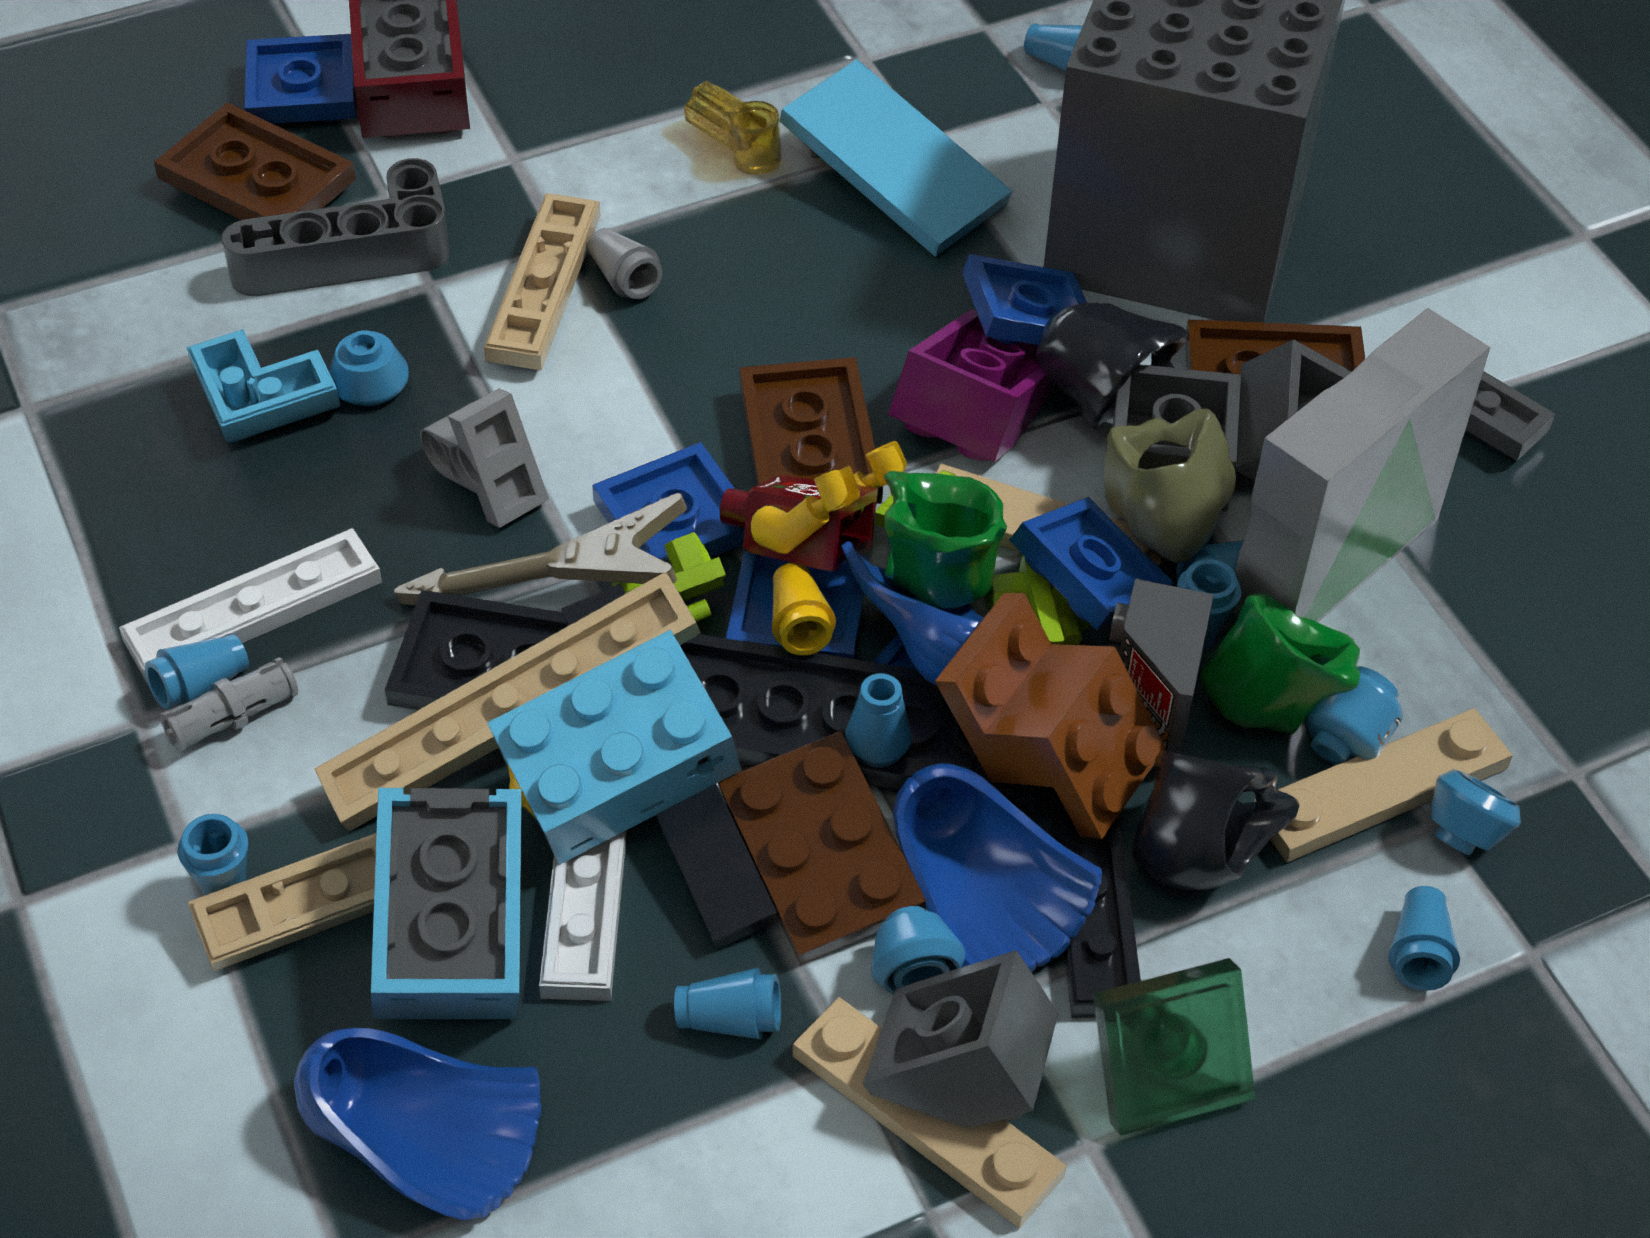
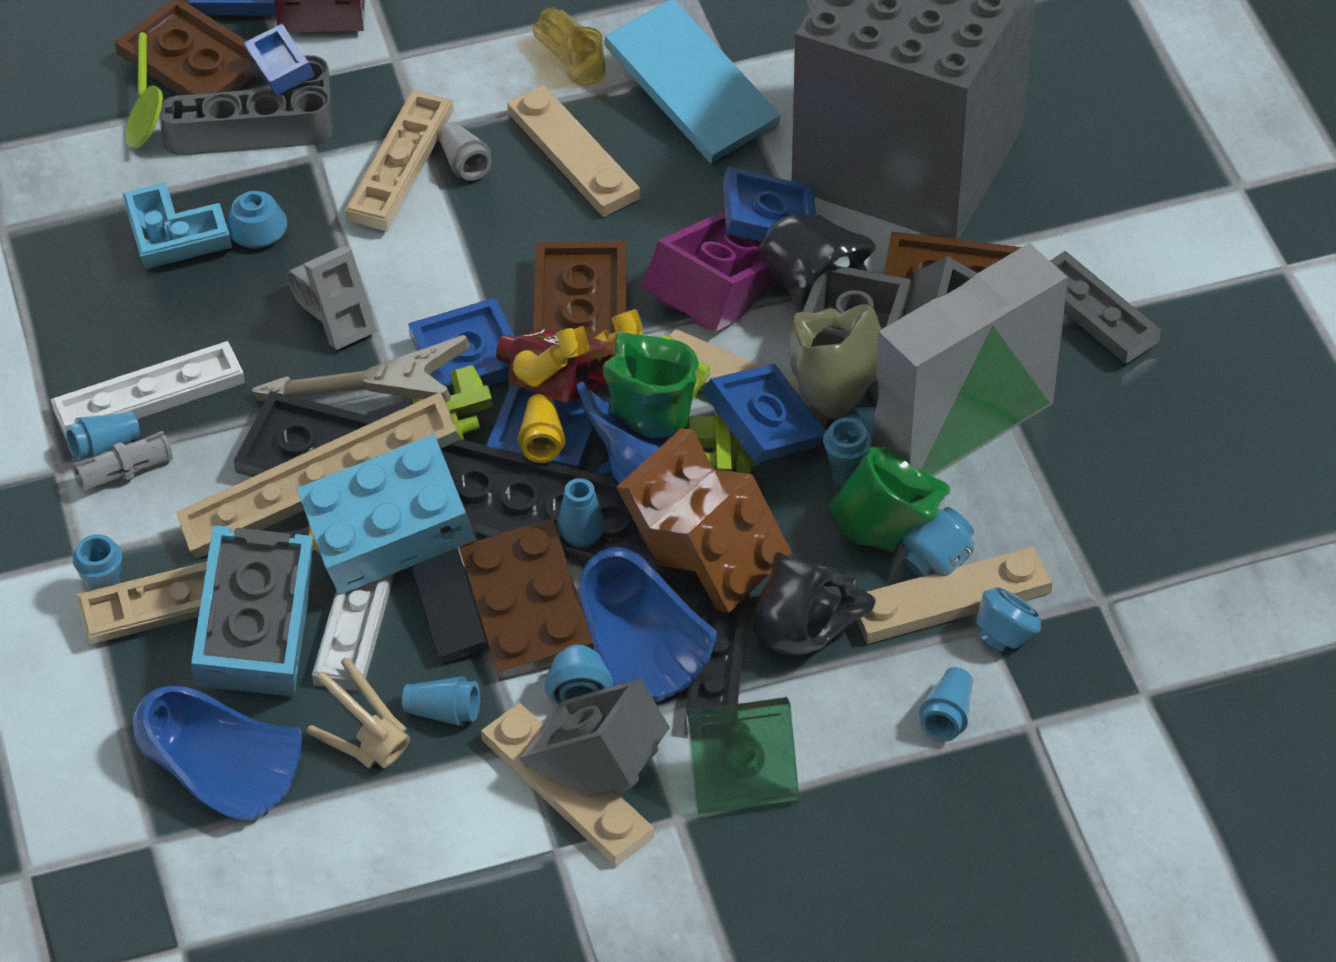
camera: 10 degrees right, 0 degrees up
(207, 237) = (148, 105): none -> lime piece
(372, 165) = (279, 59): none -> tile
(653, 1067) = (380, 739): none -> tan plant
(762, 253) = (573, 150): none -> tan plate
(1162, 651) = (799, 487): dark grey slope -> none

